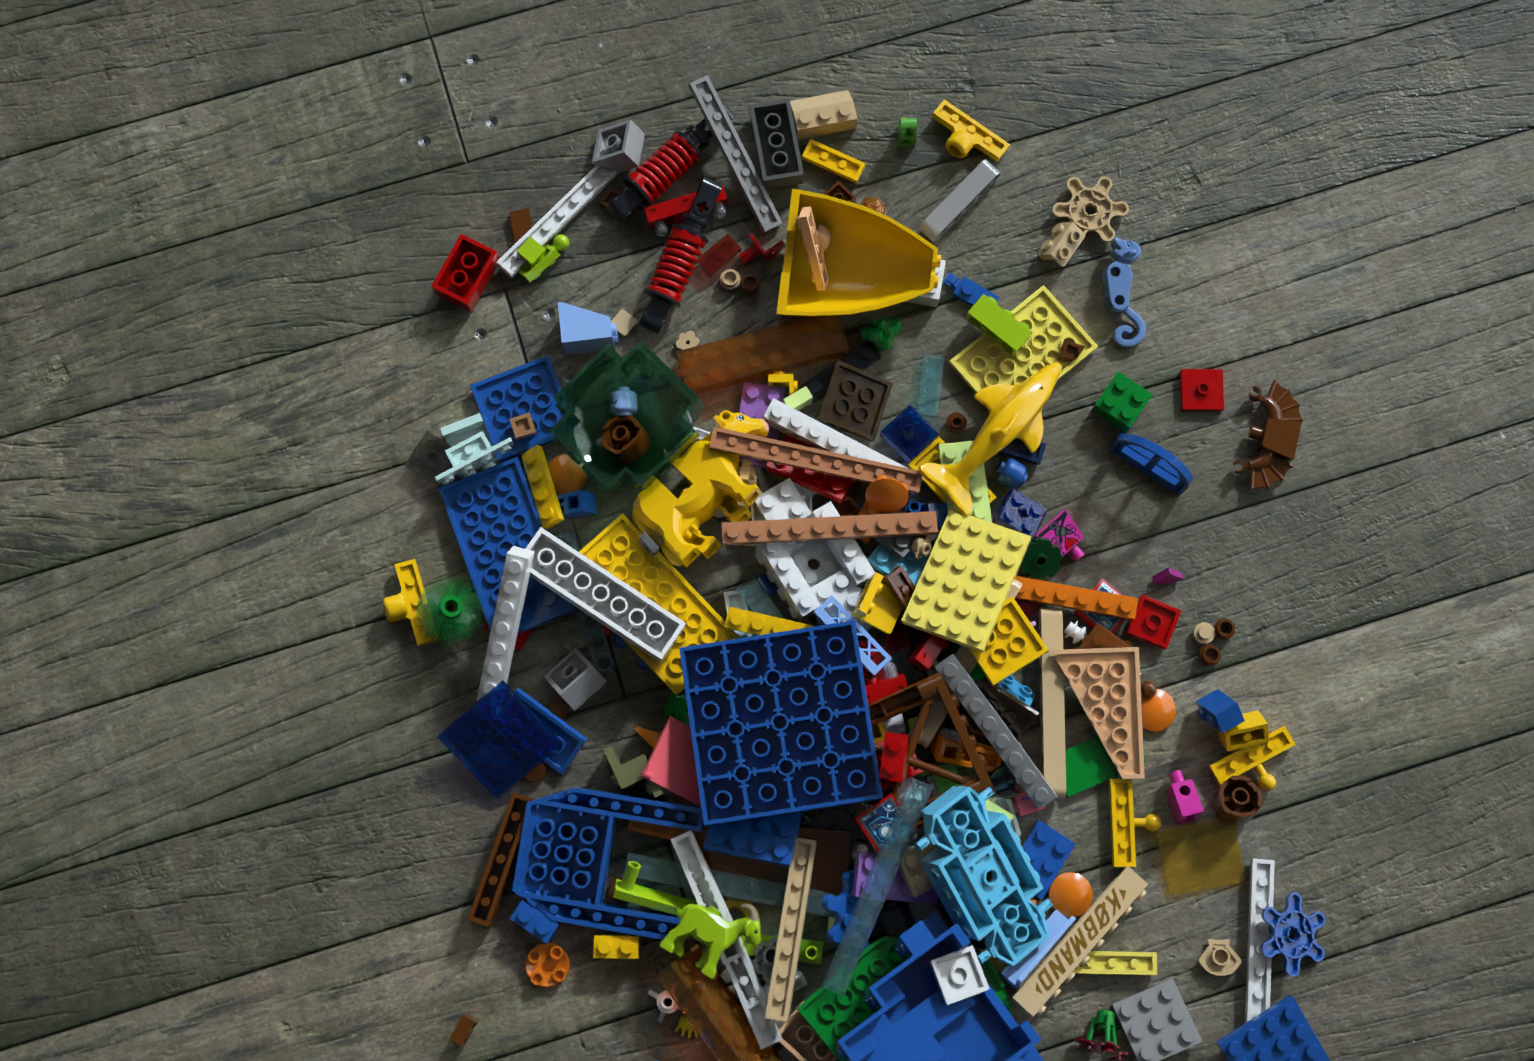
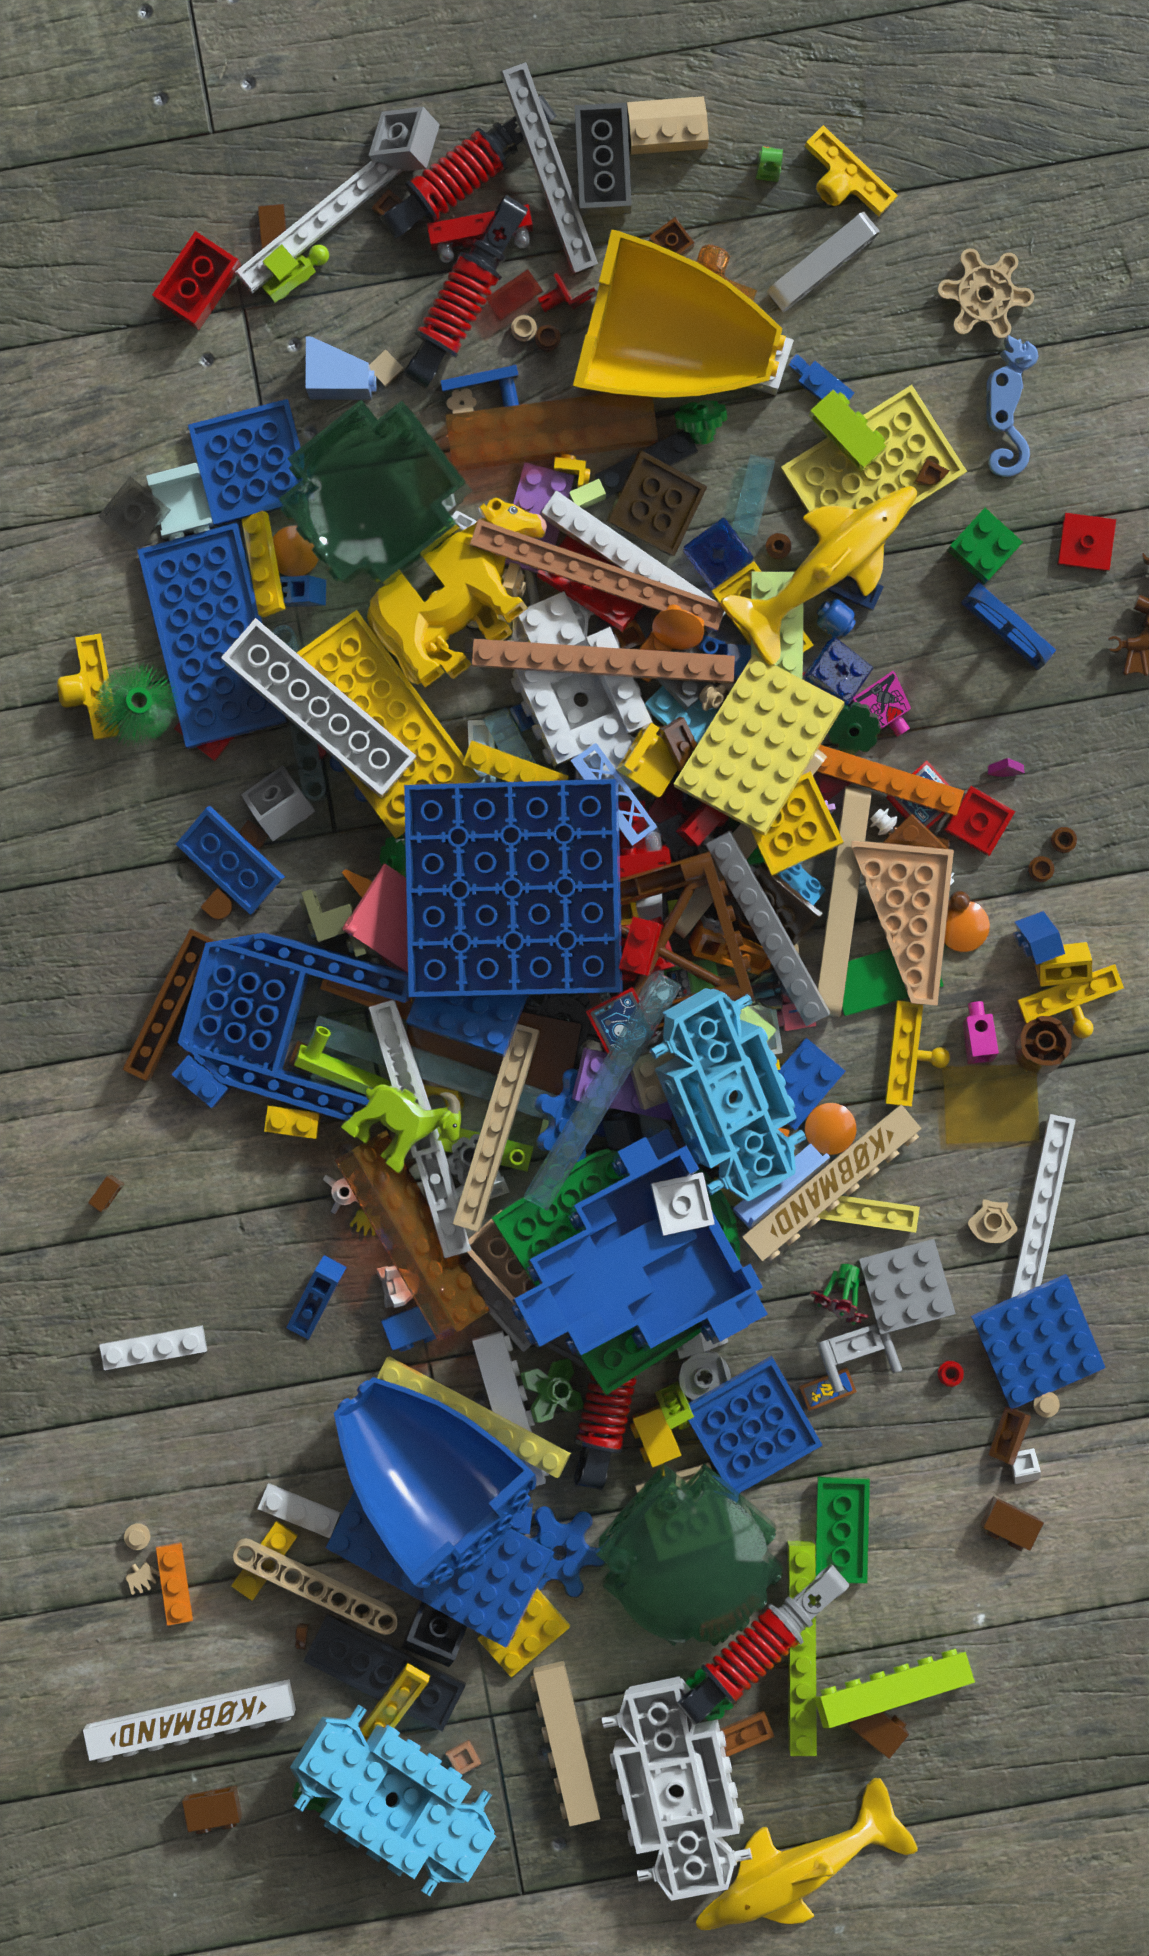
camera: 10 degrees right, 10 degrees up
(469, 453) = (178, 512): light aqua bracket -> none
(499, 739) = (180, 864): clear blue plate -> none
(506, 618) = (198, 739): white brick -> none
(523, 426) = (247, 485): medium nougat plate -> none
(547, 965) = (209, 1132): orange dish -> none
(623, 402) = (373, 472): light blue head -> none
(625, 439) = (370, 518): reddish brown brick -> none
(649, 545) = (383, 653): flat silver tile -> none
(718, 316) = (503, 375): none -> blue piece
(816, 243) = (633, 299): light nougat plate -> none
(833, 161) = (672, 189): yellow plate -> none
(1062, 243) = (942, 333): tan bracket -> none
(1204, 633) = (1038, 841): tan plate -> none
(1303, 942) = (1096, 1200): blue plate -> none

